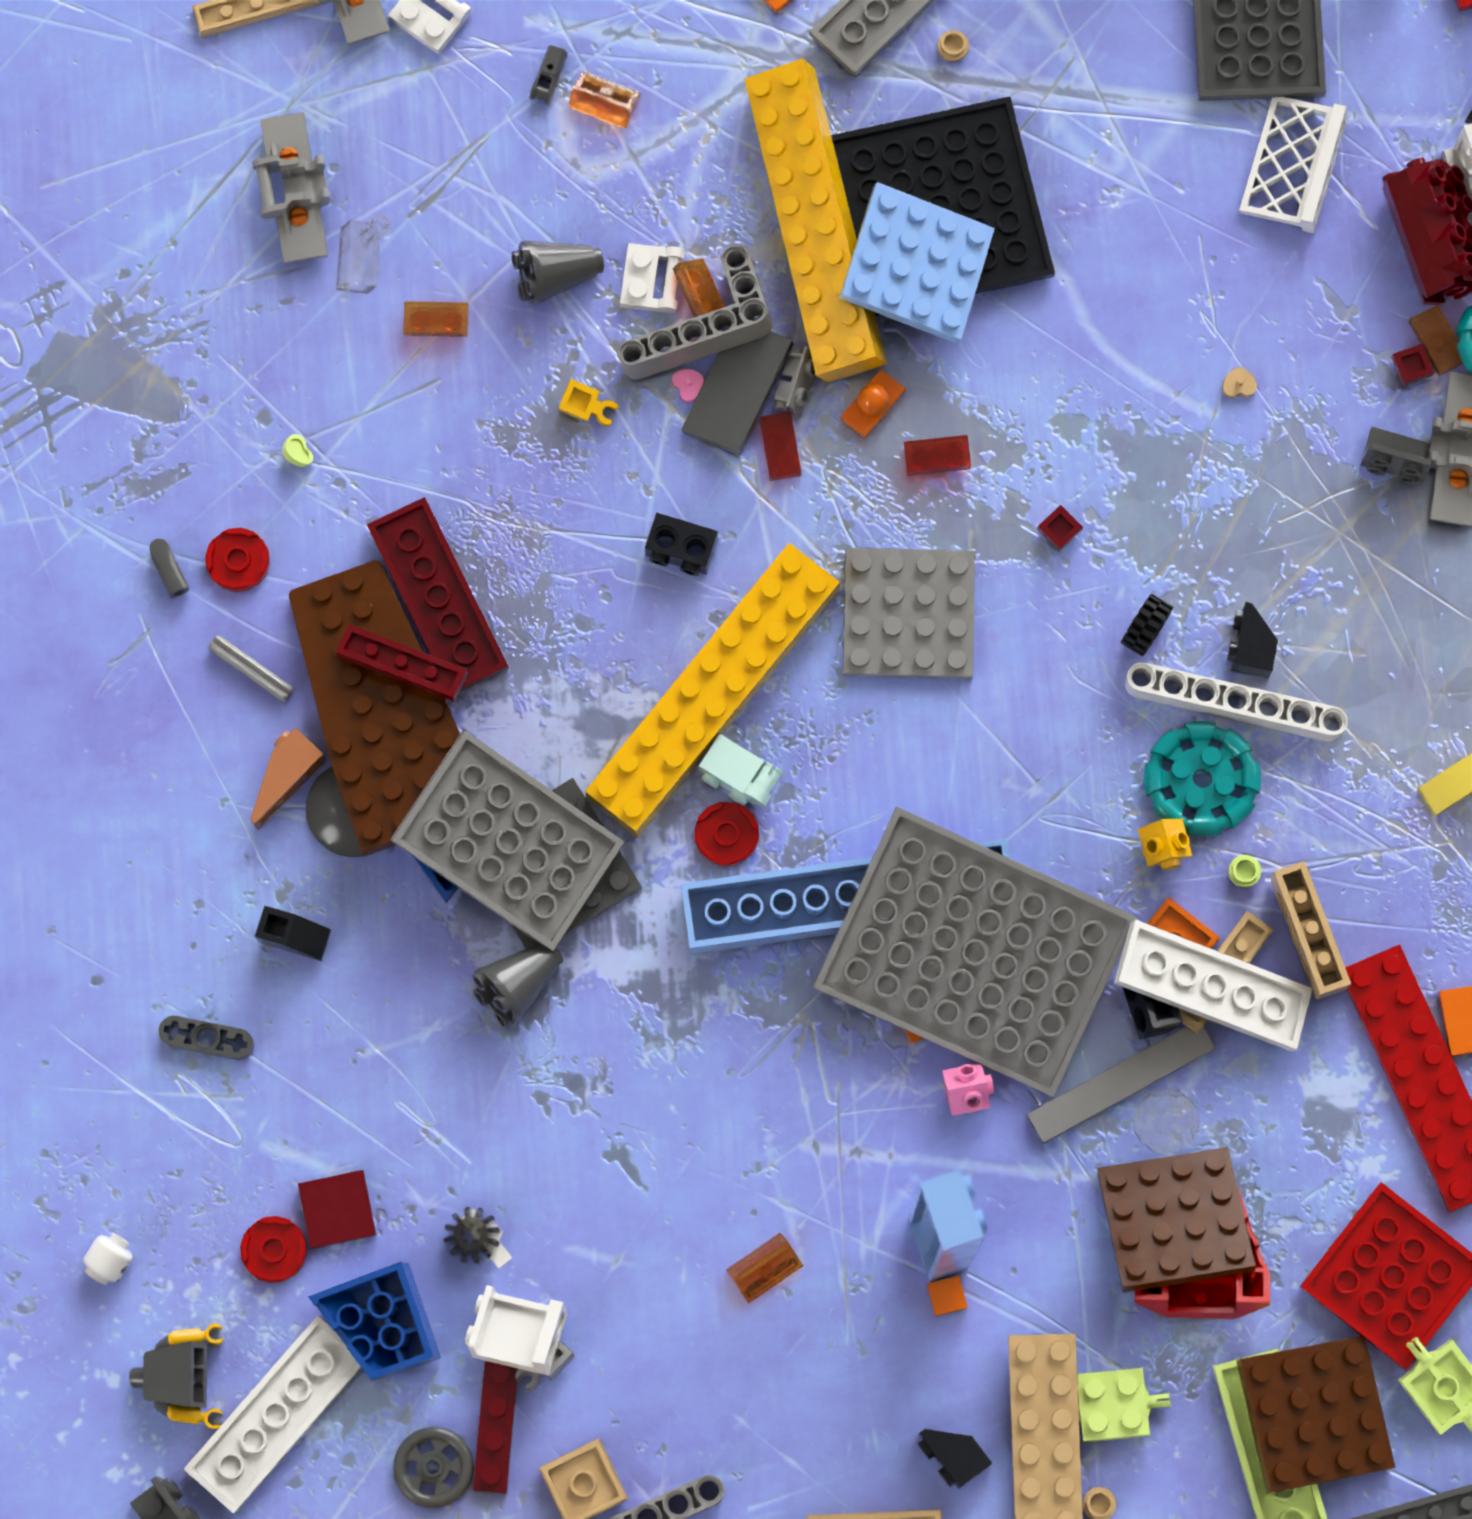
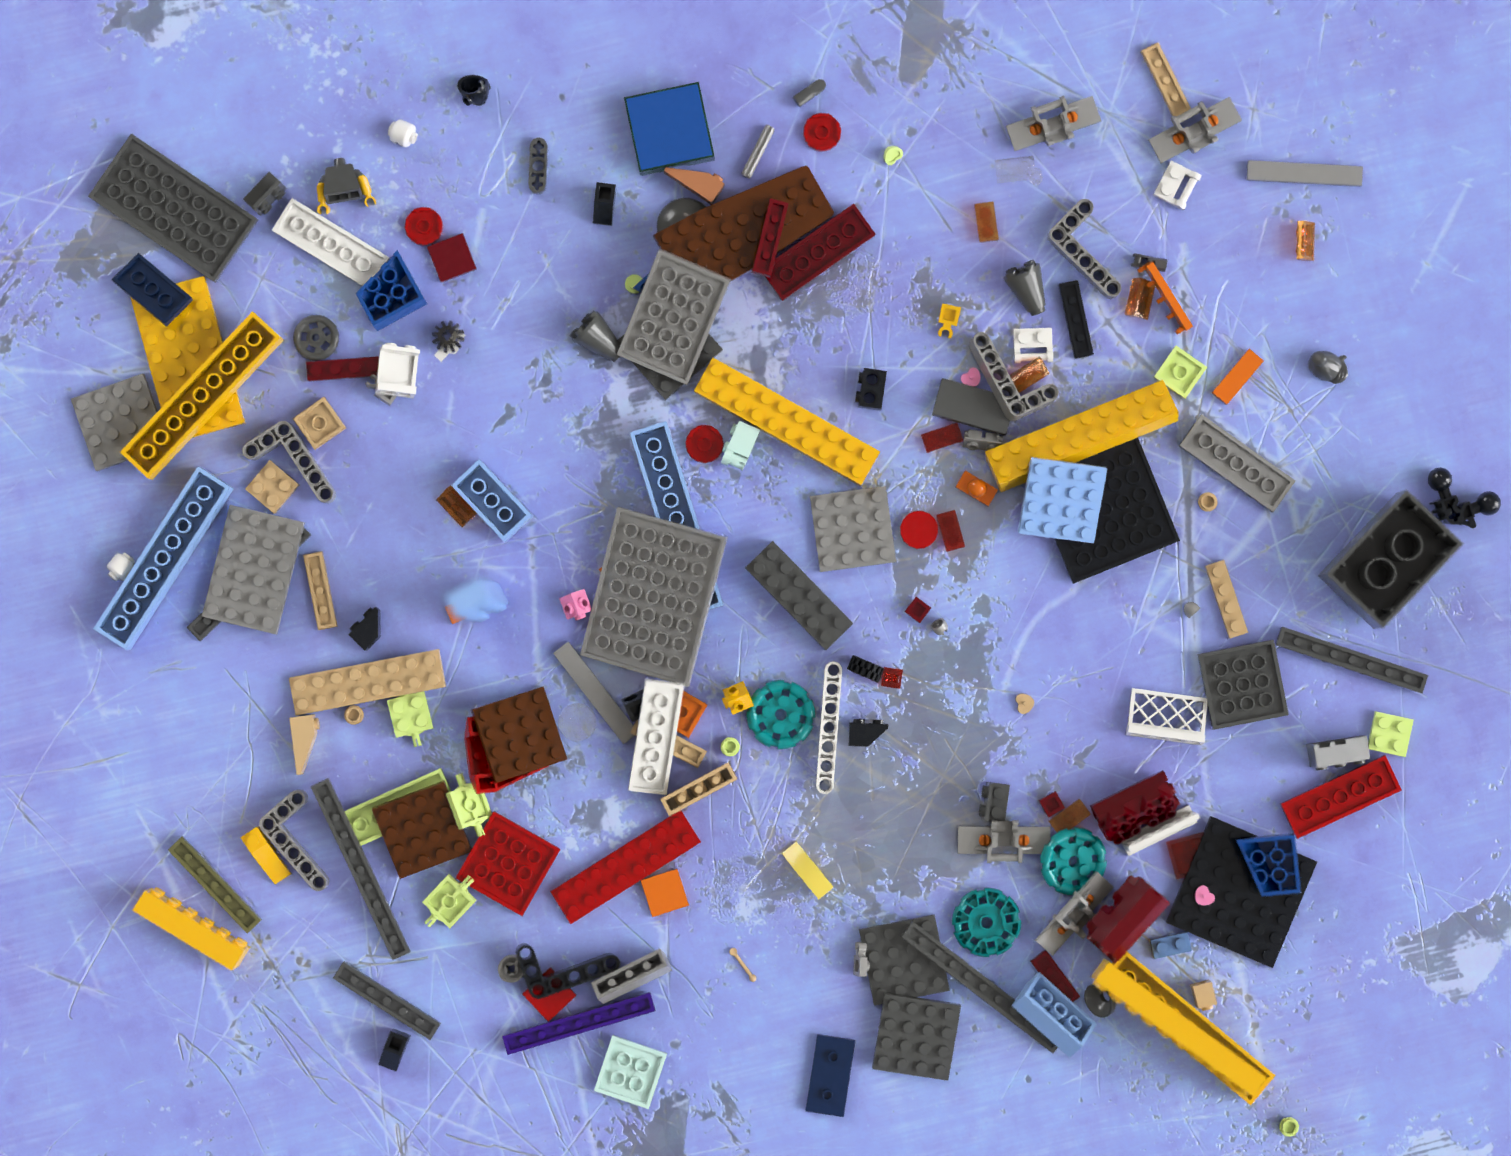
camera: 80 degrees right, 10 degrees up
(56, 1123) = (474, 89): none -> black helmet
(185, 805) = (669, 128): none -> blue tile
(435, 909) = (631, 281): none -> yellowish green plate
(510, 178) = (1081, 252): none -> light grey beam
(608, 53) = (1167, 296): none -> orange hinge
(621, 204) = (1076, 319): none -> black tile
(735, 53) = (1180, 372): none -> yellowish green plate
(767, 1202) = (492, 500): none -> light blue brick
(926, 506) = (919, 529): none -> red tile
(1008, 715) = (799, 595): none -> dark grey brick
(1088, 493) = (939, 626): none -> light grey hinge
(1115, 42) = (1226, 599): none -> tan plate
(1124, 97) = (1190, 609): none -> light grey hinge
(1168, 587) = (891, 677): none -> clear red tile
(1286, 1326) = (468, 807): none -> yellowish green plate

